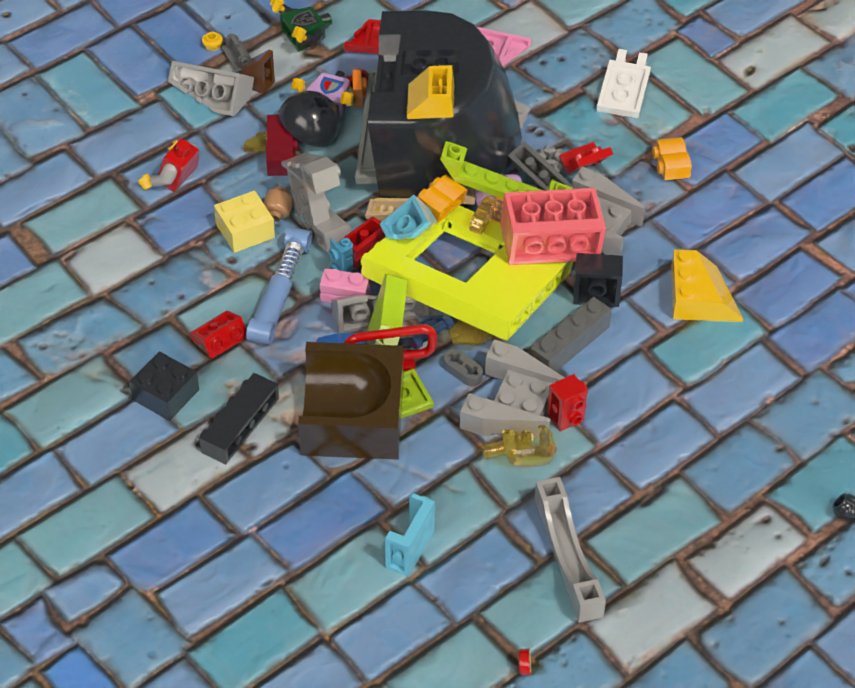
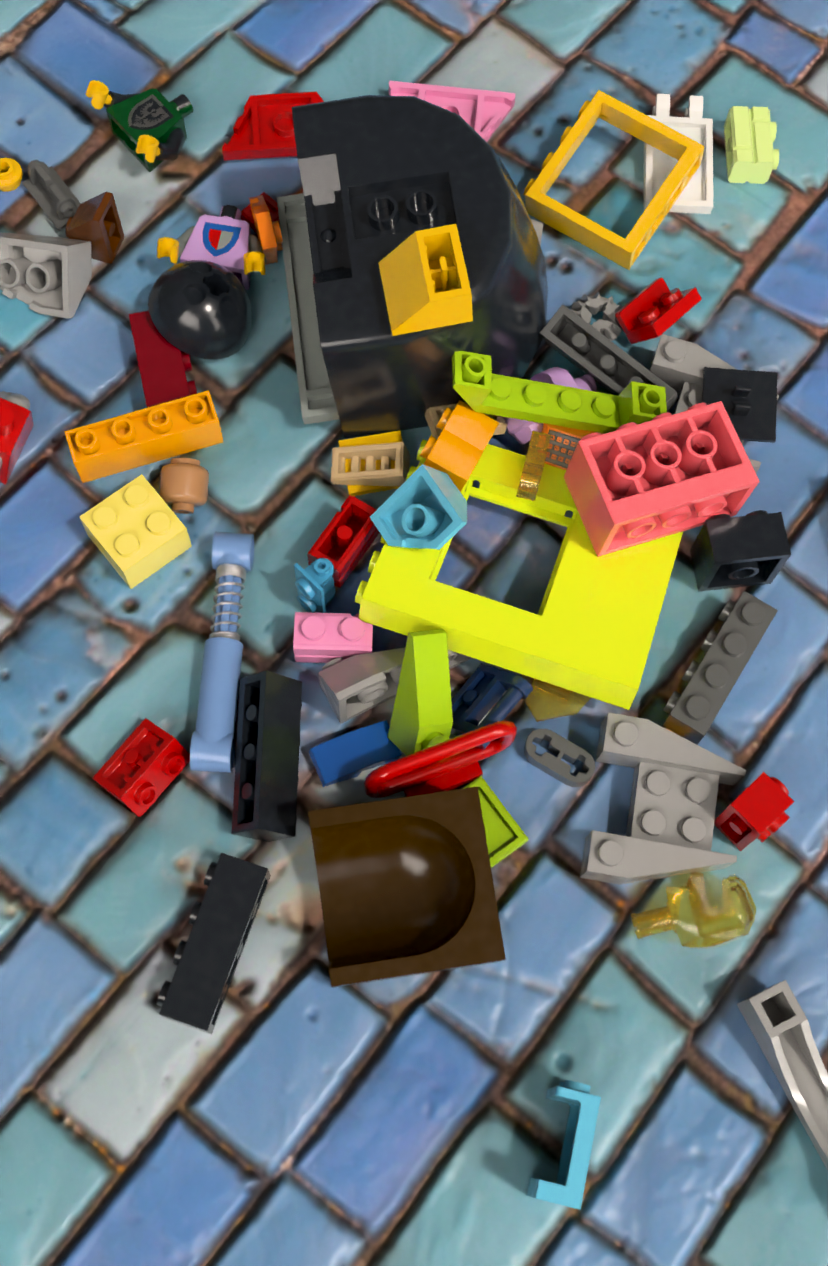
camera: 15 degrees left, 20 degrees up
(164, 385) = (72, 902): black brick -> none
(249, 176) = (144, 436): none -> light orange brick
(256, 143) = (121, 364): clear yellow tile -> none
(290, 336) = (267, 757): none -> black brick
(309, 179) = (242, 467): light grey wedge -> none
(598, 109) = (587, 232): none -> yellow window
(621, 206) = (748, 399): none -> black piece
(671, 83) = (750, 145): none -> yellowish green brick
(672, 158) = (787, 286): light orange brick -> none

